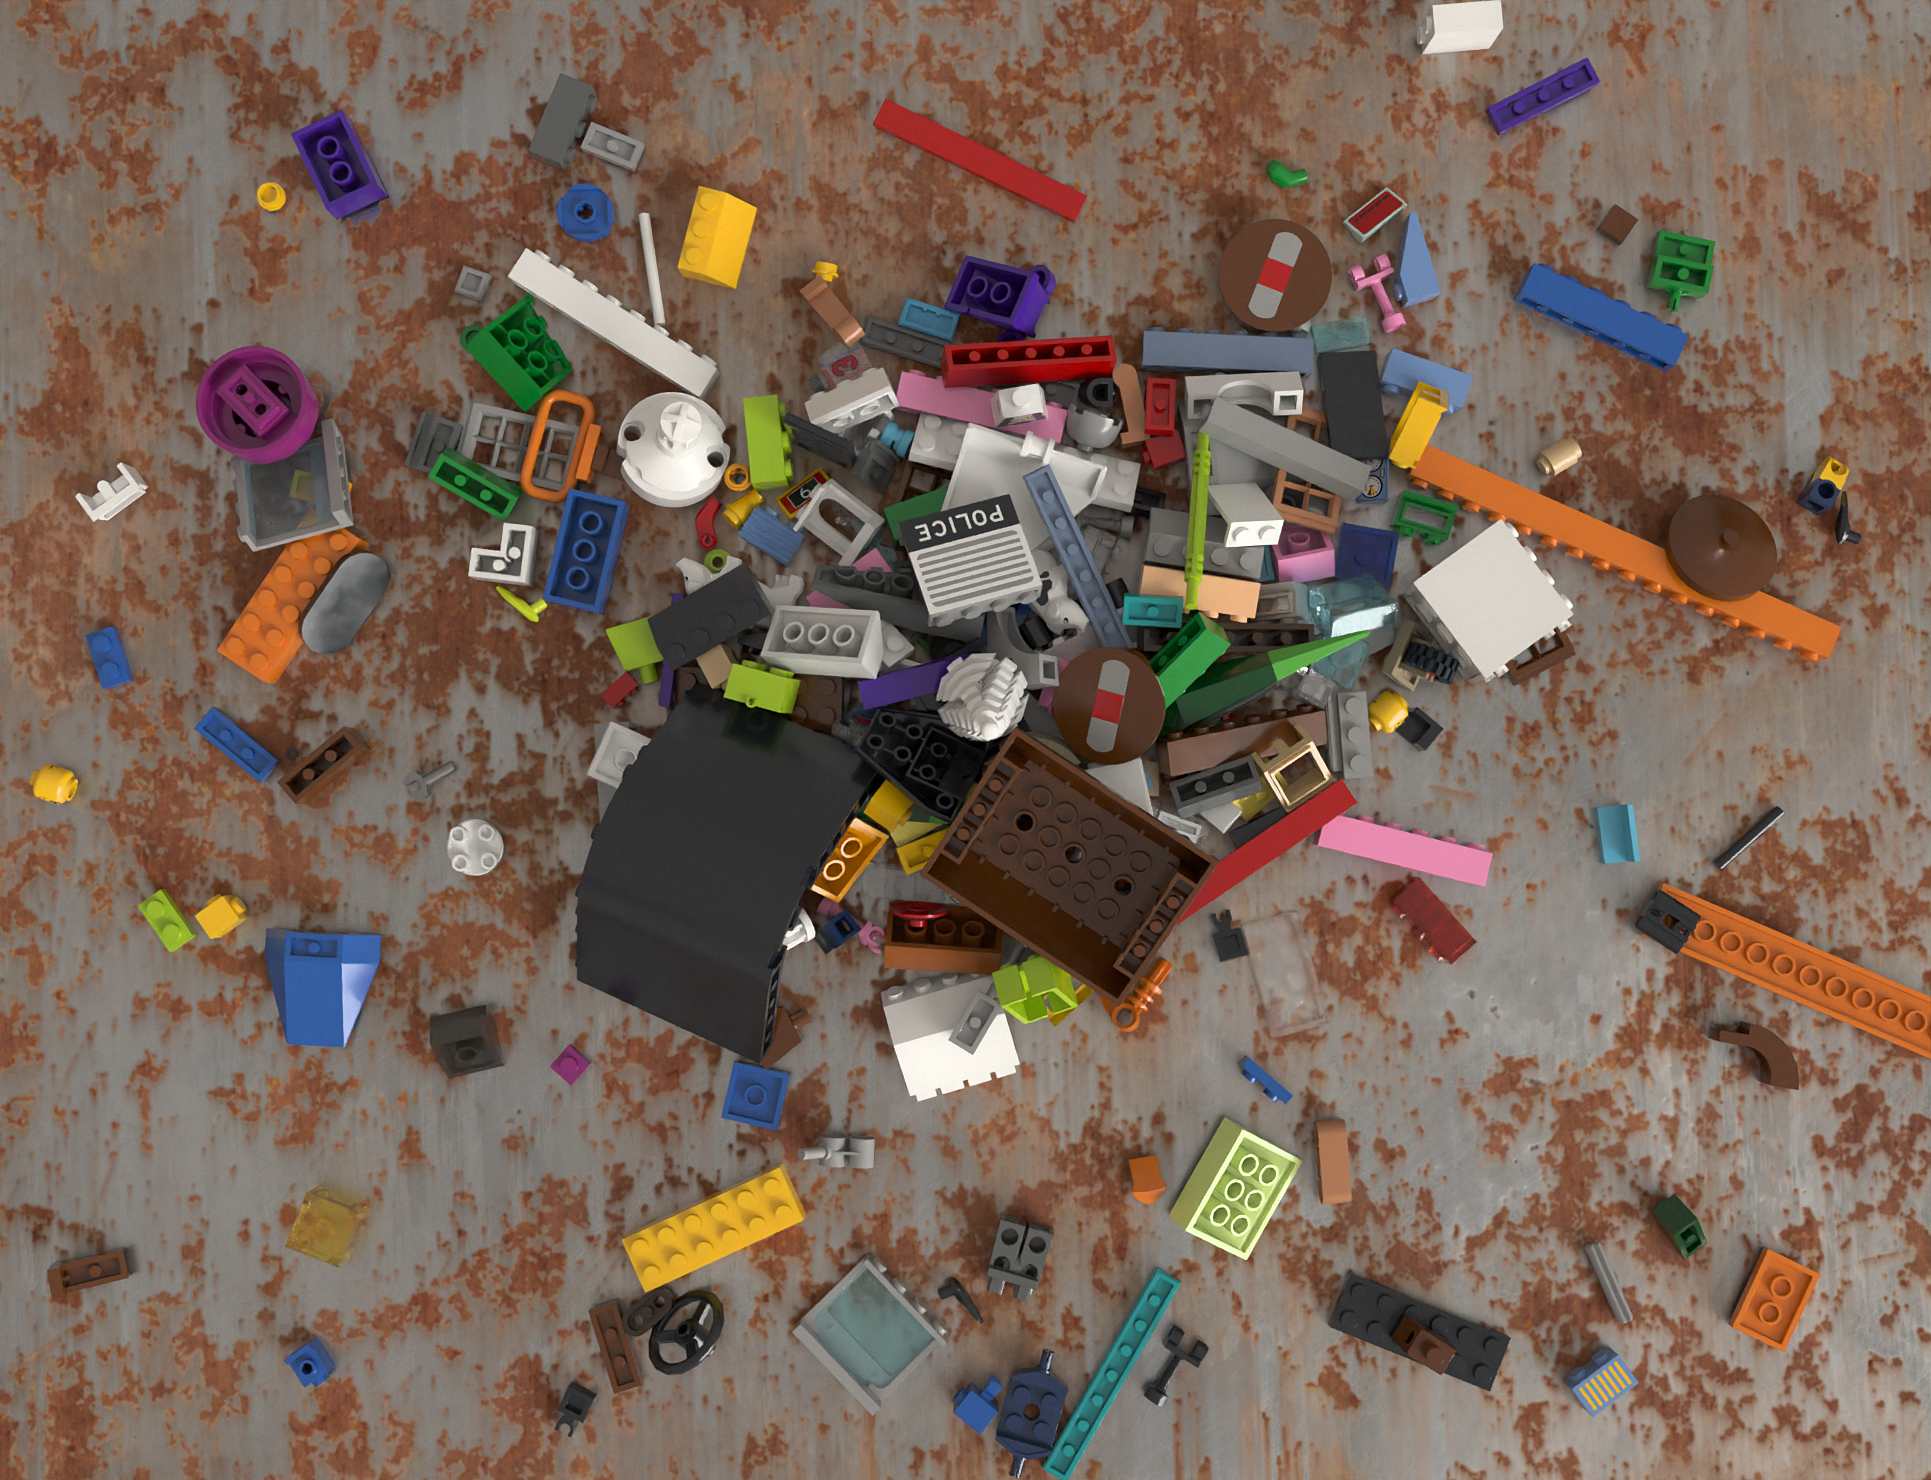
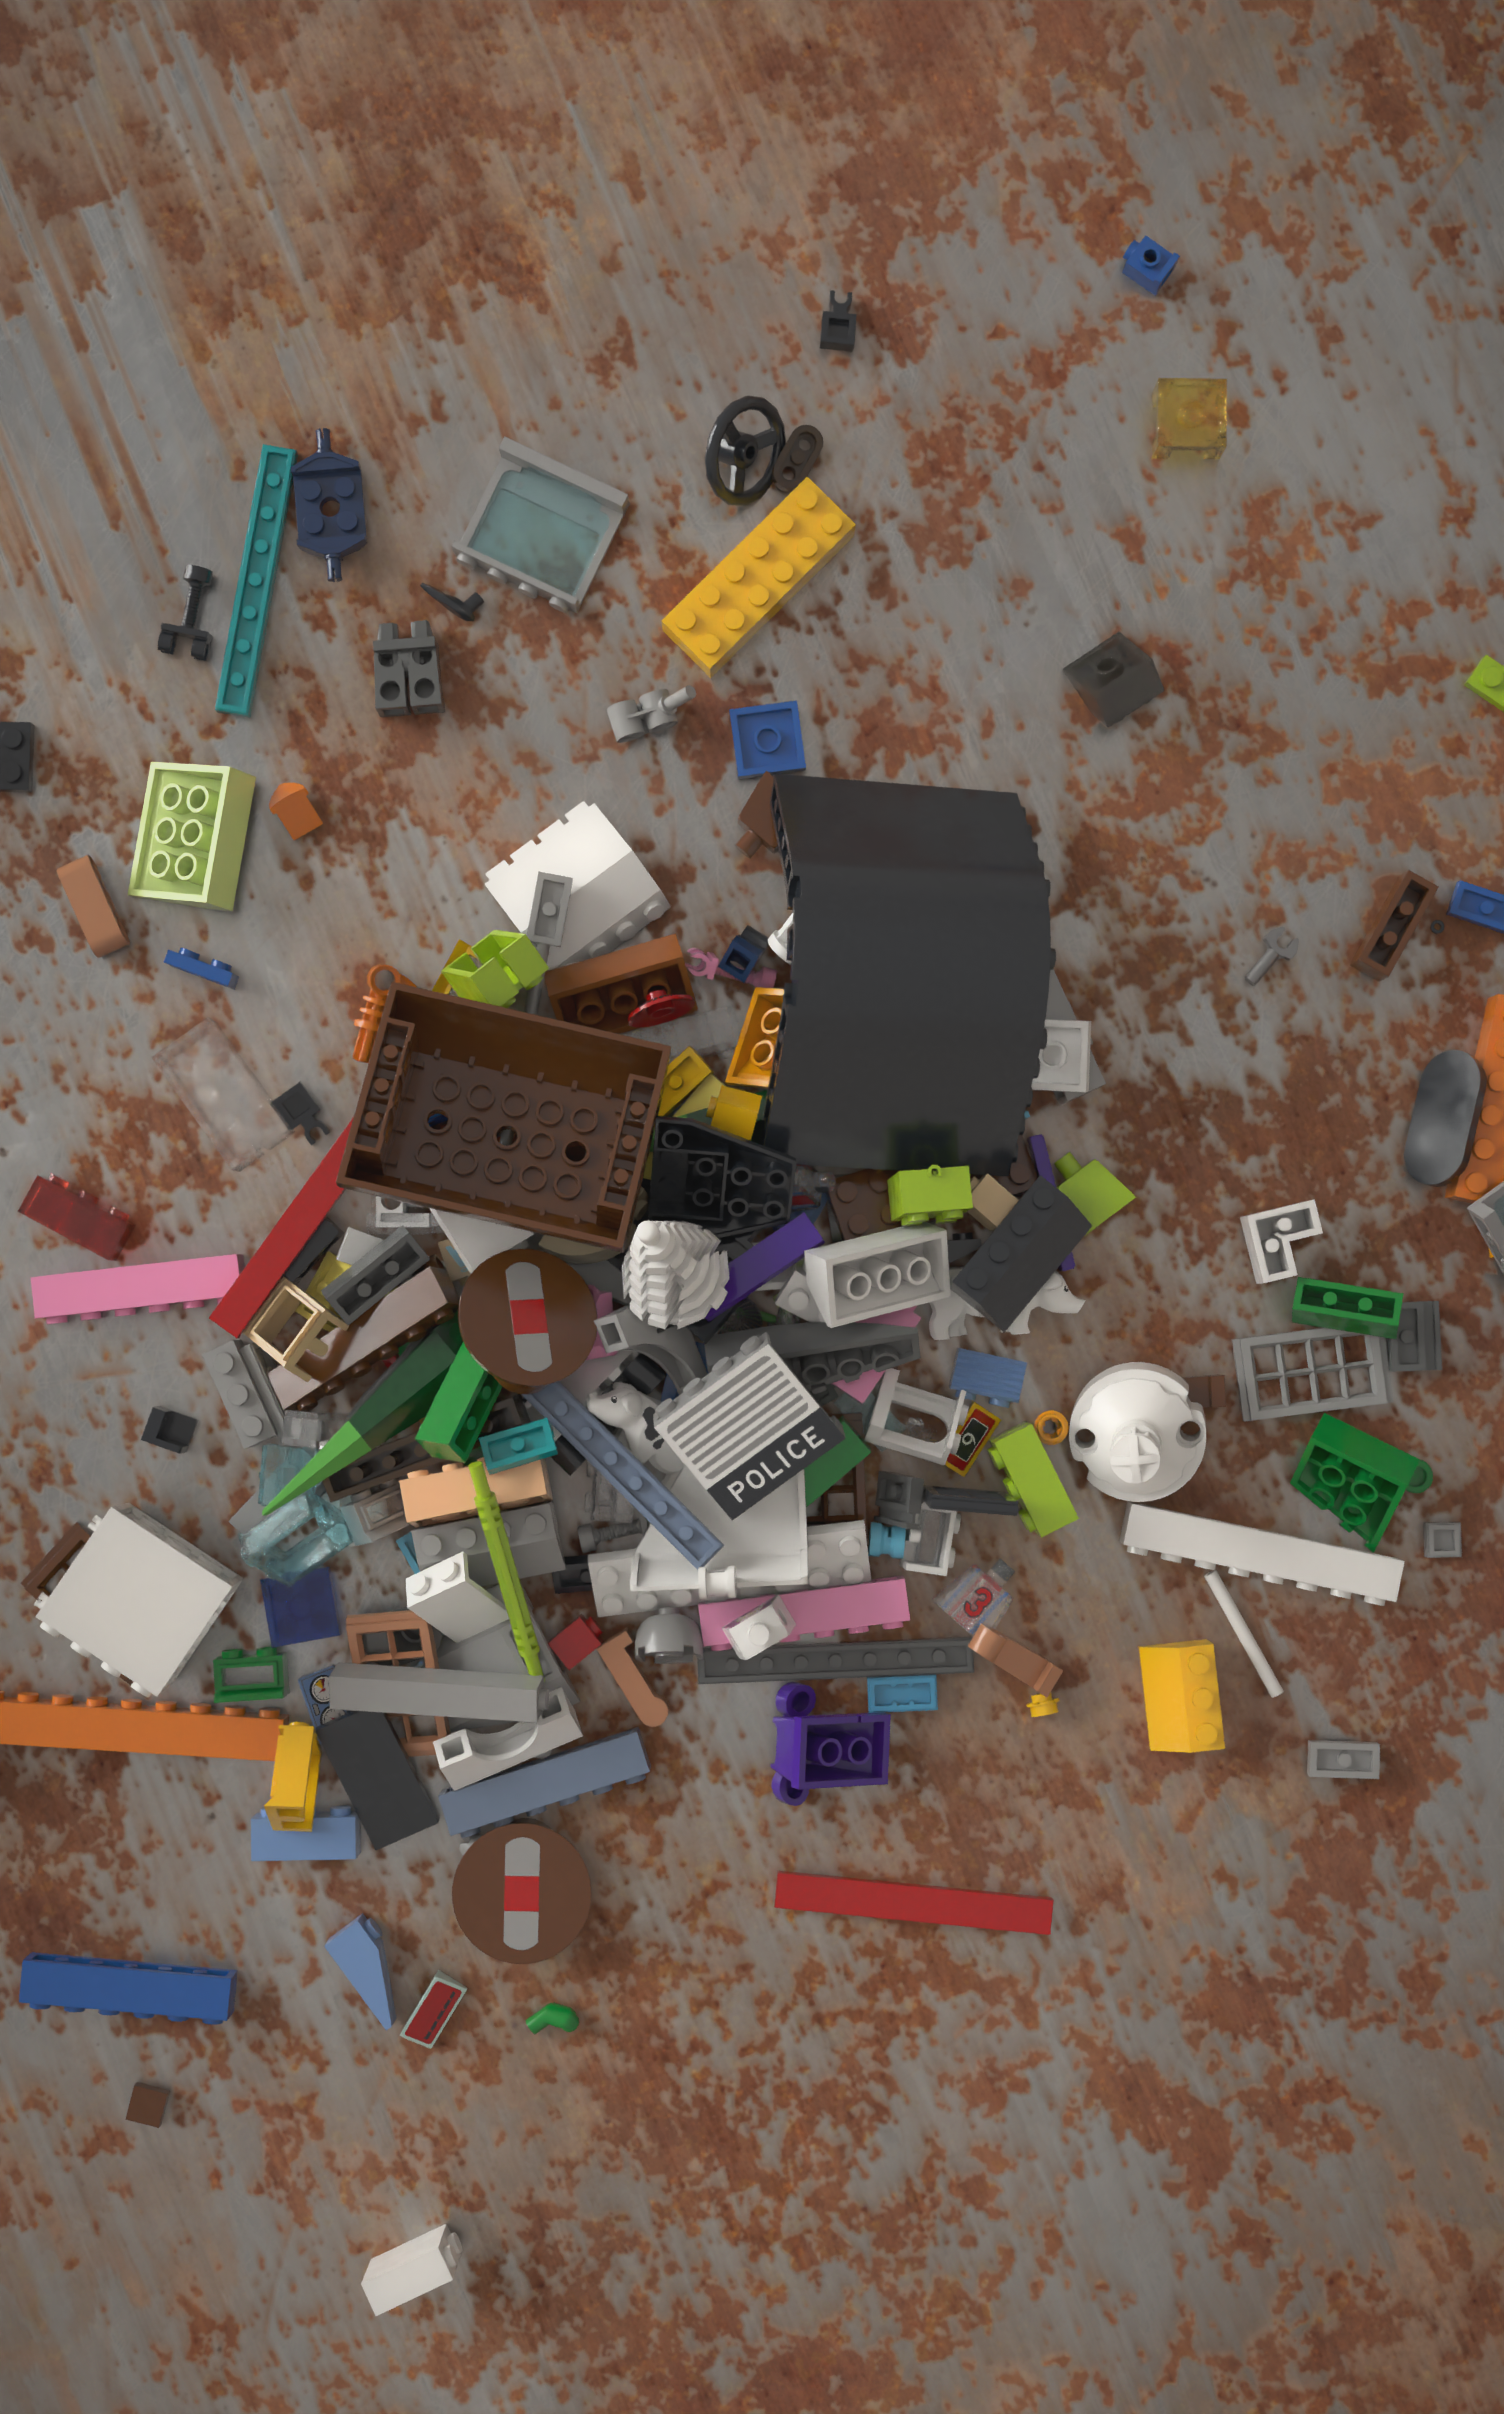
camera: 165 degrees right, 0 degrees up
(86, 1272) = (1436, 269): reddish brown bracket -> none
(221, 915) = (1443, 716): yellow brick -> none
(320, 982) = (1303, 683): blue wedge -> none
(474, 847) = (1189, 898): white dish -> none
(529, 612) = (1232, 1186): neon yellow bar -> none
(563, 122) = (1411, 1766): dark grey brick -> none
(570, 1064) = (988, 697): magenta plate -> none
(574, 201) = (1363, 1676): blue plate -> none
(584, 451) = (1238, 1389): orange bar -> none
(586, 551) = (1191, 1278): blue brick -> none
(615, 1347) = (818, 406): reddish brown plate -> none
(620, 690) = (1093, 1136): red piece -> none
(704, 525) = (1069, 1359): red arm -> none
(711, 556) = (1048, 1327): lime plate -> none
(740, 509) = (1034, 1393): yellow cone -> none
(852, 401) = (953, 1561): white slope -> none
(976, 1405) = (392, 490): blue brick -> none
(1027, 361) = (769, 1685): red brick -> none
(1097, 392) = (677, 1681): black plate -> none
(1159, 406) = (599, 1690): red plate -> none
(1302, 555) = (373, 1578): bright pink slope -> none
(1341, 335) = (421, 1853): clear light blue plate -> none
(1387, 712) = (212, 1436): yellow head -> none
(1392, 320) = (369, 1893): bright pink bar -> none
(1417, 657) = (198, 1509): plate -> none
(1542, 96) = (287, 2224): dark purple plate -> none
(1558, 456) = (119, 1804): tan brick -> none
(1680, 267) = (56, 2081): green plate -> none

